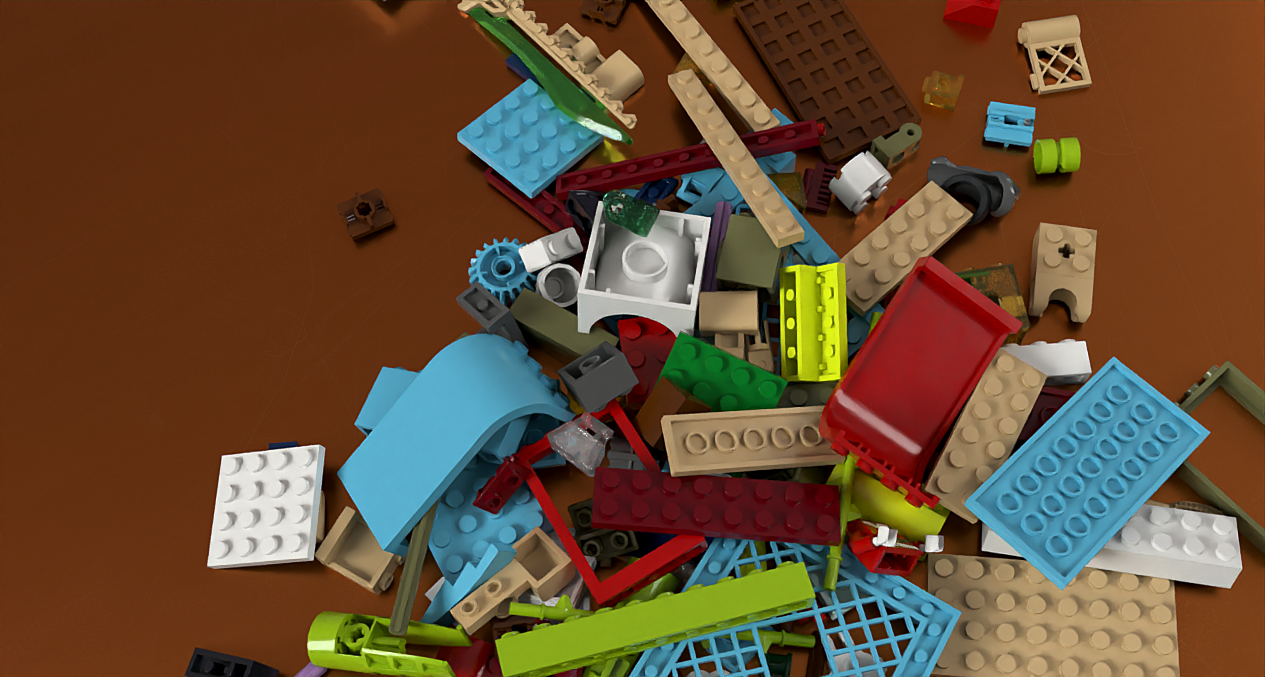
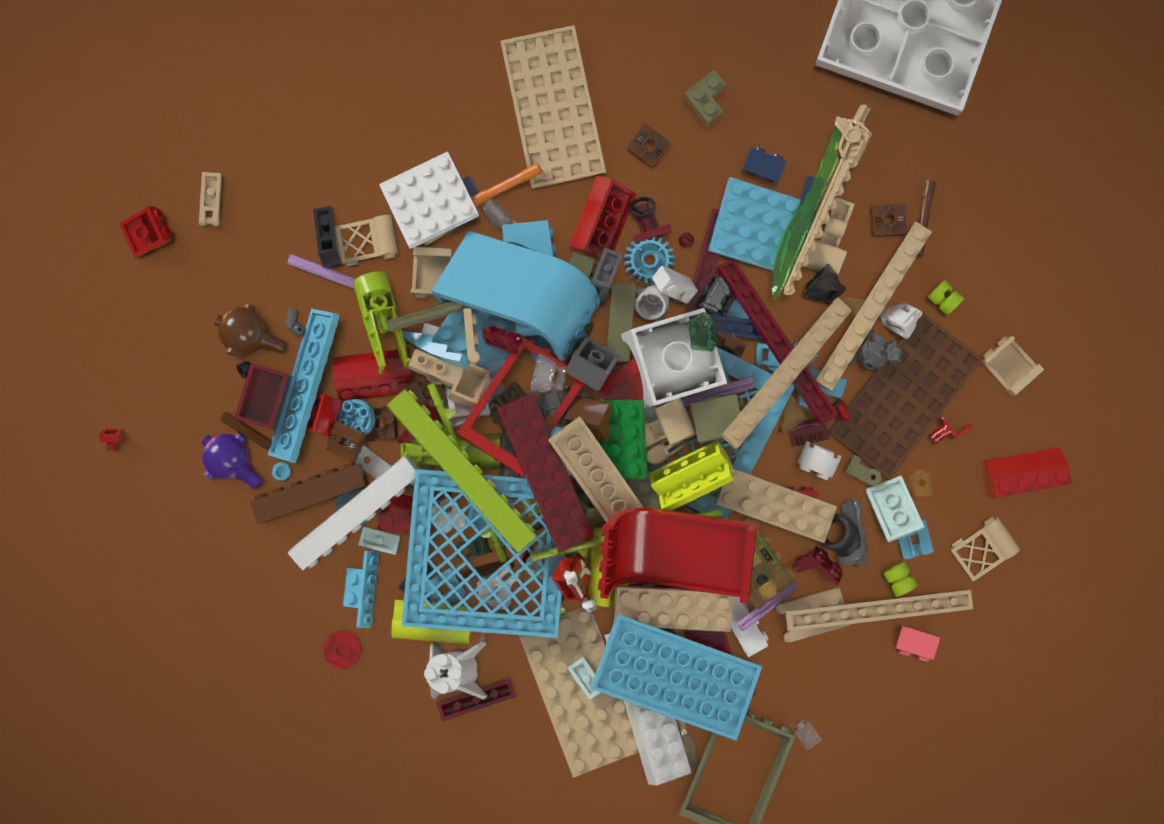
camera: 55 degrees right, 20 degrees up
(251, 302) = (553, 106): none -> tan plate
(277, 595) = (382, 239): none -> tan piece
(310, 367) = (525, 175): none -> orange piece
(337, 430) = (496, 214): none -> clear piece
(347, 129) = (701, 97): none -> olive brick
(419, 303) = (602, 217): none -> red slope
(455, 257) = (647, 221): none -> dark red piece
(466, 99) = (764, 165): none -> dark blue brick
(475, 526) = (471, 336): none -> tan plate
(506, 224) = (683, 243): none -> dark red hinge
(642, 91) = (822, 283): none -> black piece
(731, 28) = (901, 318): none -> white piece
(757, 64) = (877, 353): none -> dark grey helmet
(889, 33) = (946, 430): none -> red bracket
(962, 125) = (894, 509): none -> light aqua plate
(990, 237) = (819, 559): none -> dark red plate
(1036, 334) = (763, 609): none -> lavender axle
(1036, 602) = (584, 676): none -> light aqua plate
(1090, 193) = (879, 610): none -> tan plate
(1150, 168) = (917, 643): none -> coral brick
(1232, 348) = (807, 734): none -> clear bracket

